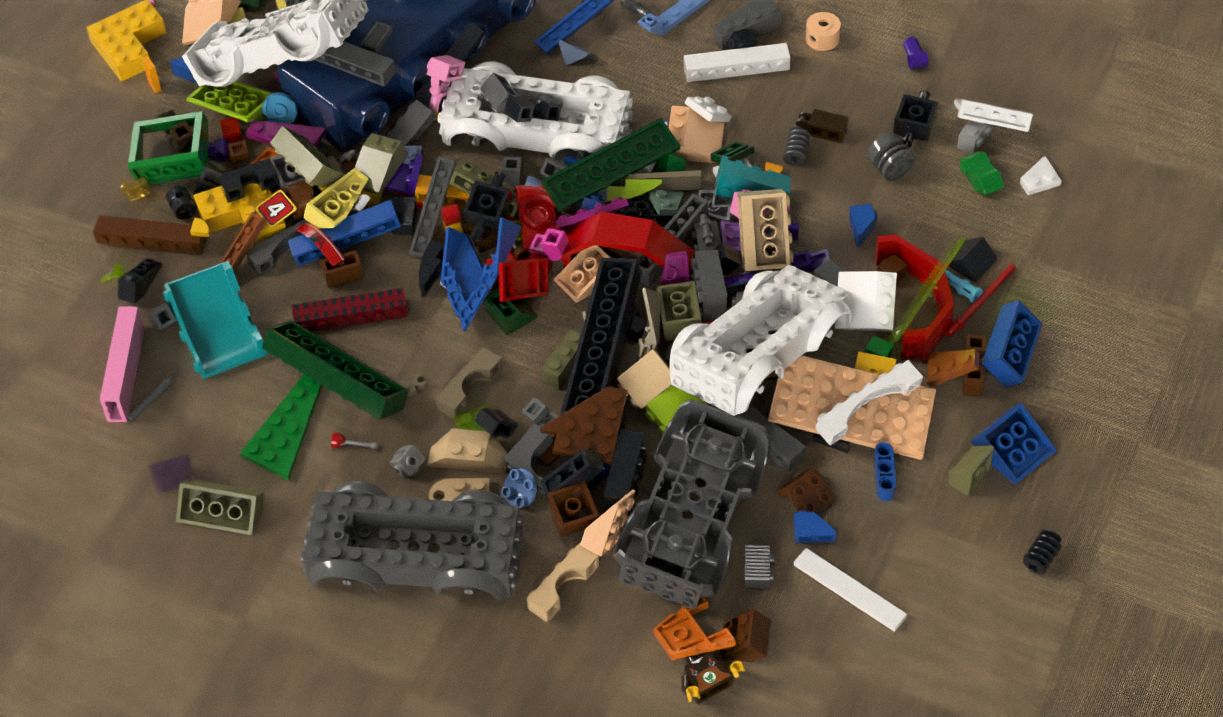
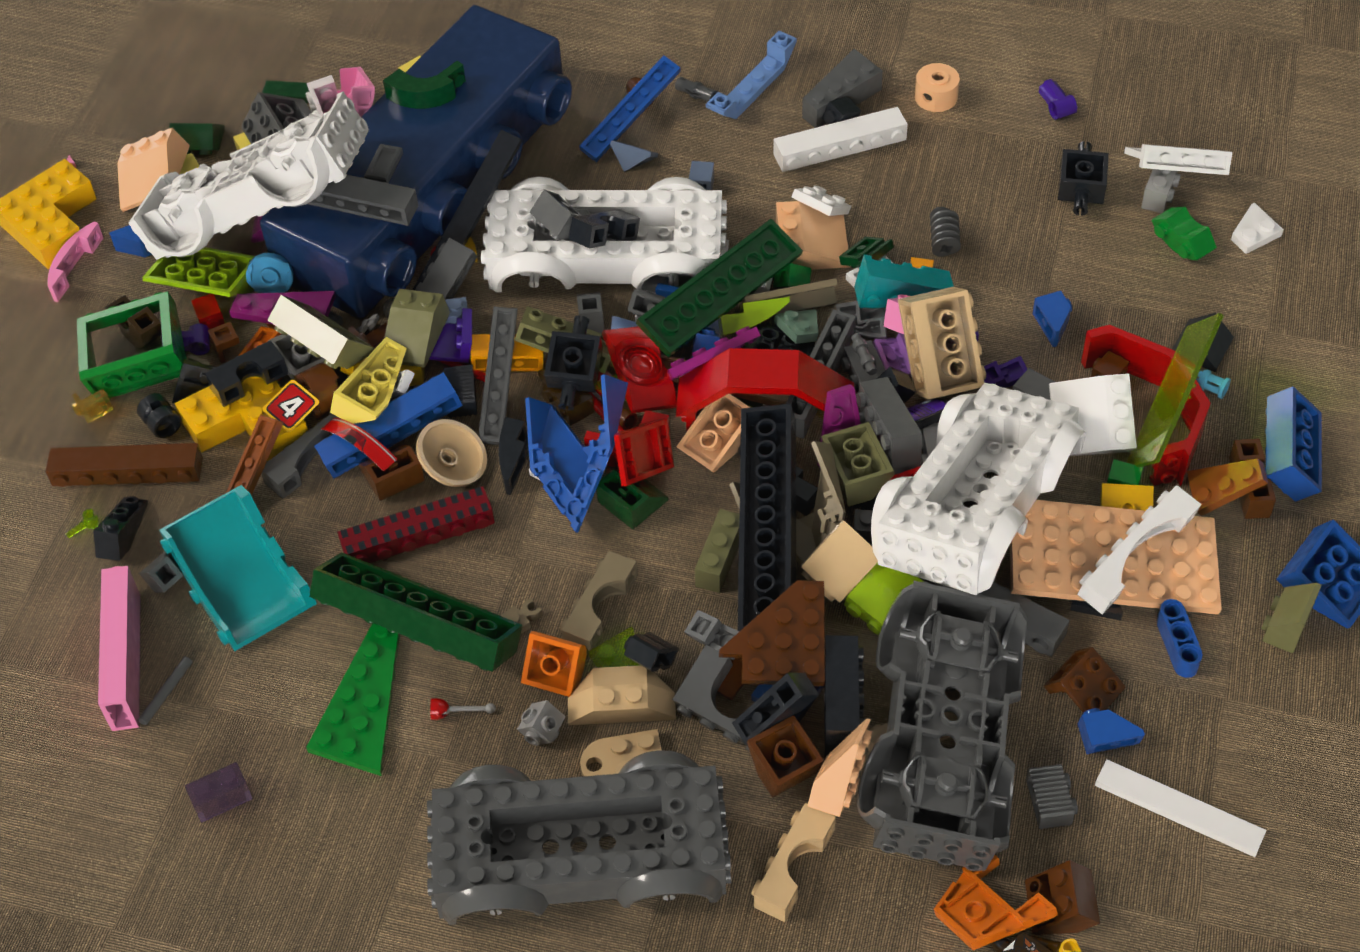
camera: 10 degrees left, 0 degrees up
(136, 76) = (83, 241): none -> bright pink slope
(151, 74) = (88, 254): light orange tile -> none
(199, 228) = (192, 446): yellow tile -> none
(219, 506) = (292, 829): olive slope -> none
(391, 254) = (458, 446): none -> tan dish
(425, 421) = (553, 663): none -> orange brick
(442, 71) = (478, 195): bright pink brick -> none
(451, 217) = (525, 385): red leg -> none
(519, 488) = (703, 737): medium blue dish -> none
(550, 244) = (667, 402): dark pink brick -> none
(623, 77) = (702, 174): none -> sand blue brick
(824, 125) = (971, 201): dark brown brick -> none
(890, 156) = (1068, 228): dark grey wheel -> none
(961, 320) = (1215, 424): red bar -> none

